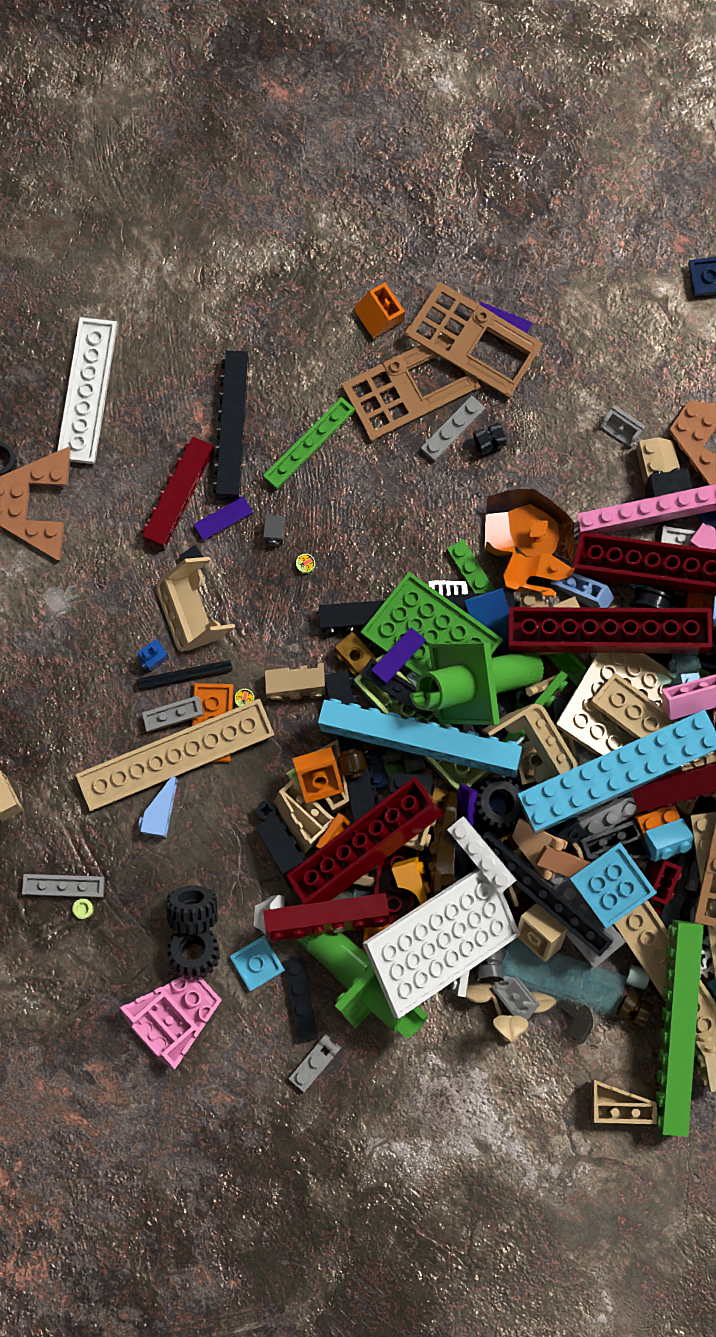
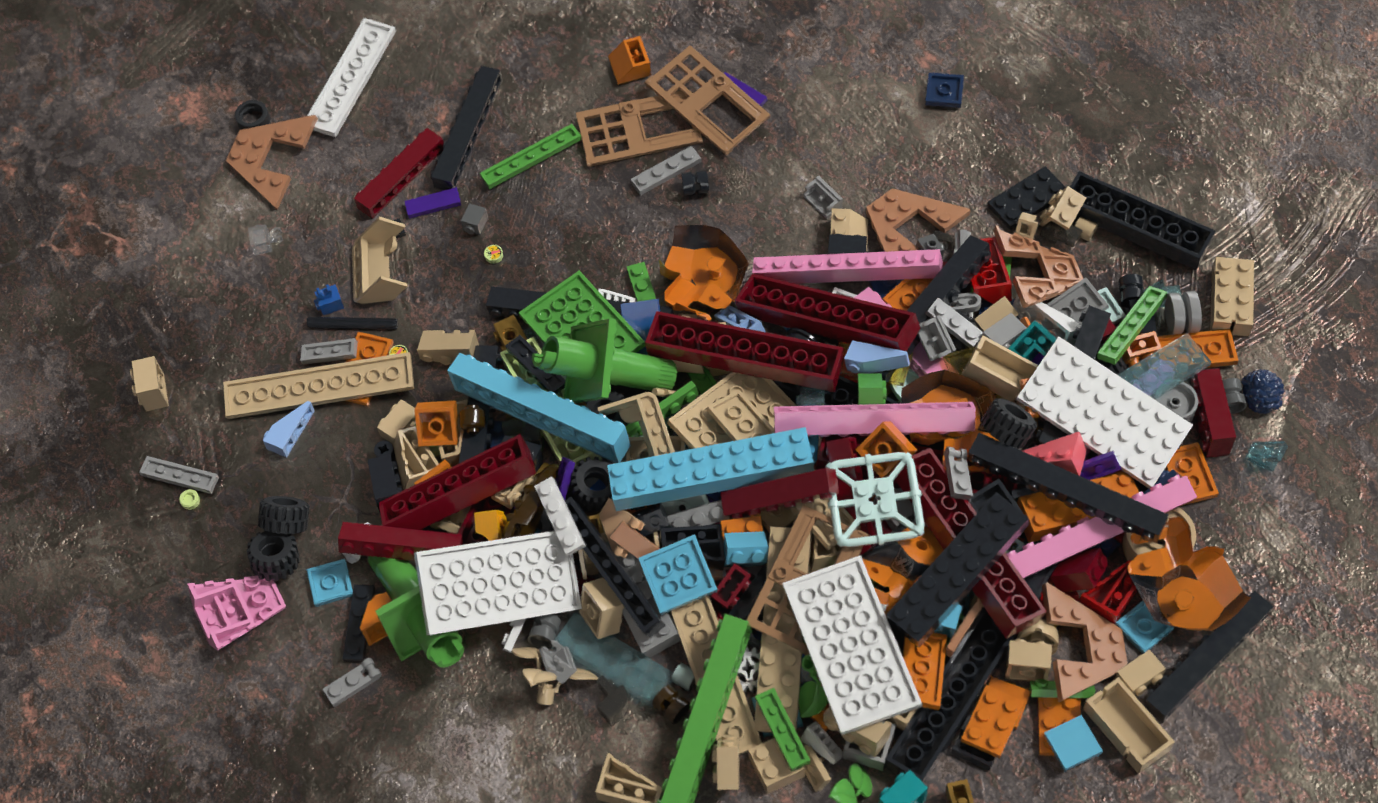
camera: 20 degrees right, 15 degrees down
(271, 776) = (400, 417): none -> tan brick
(325, 992) = (371, 625): none -> orange slope
(398, 655) = (534, 341): dark purple tile -> none

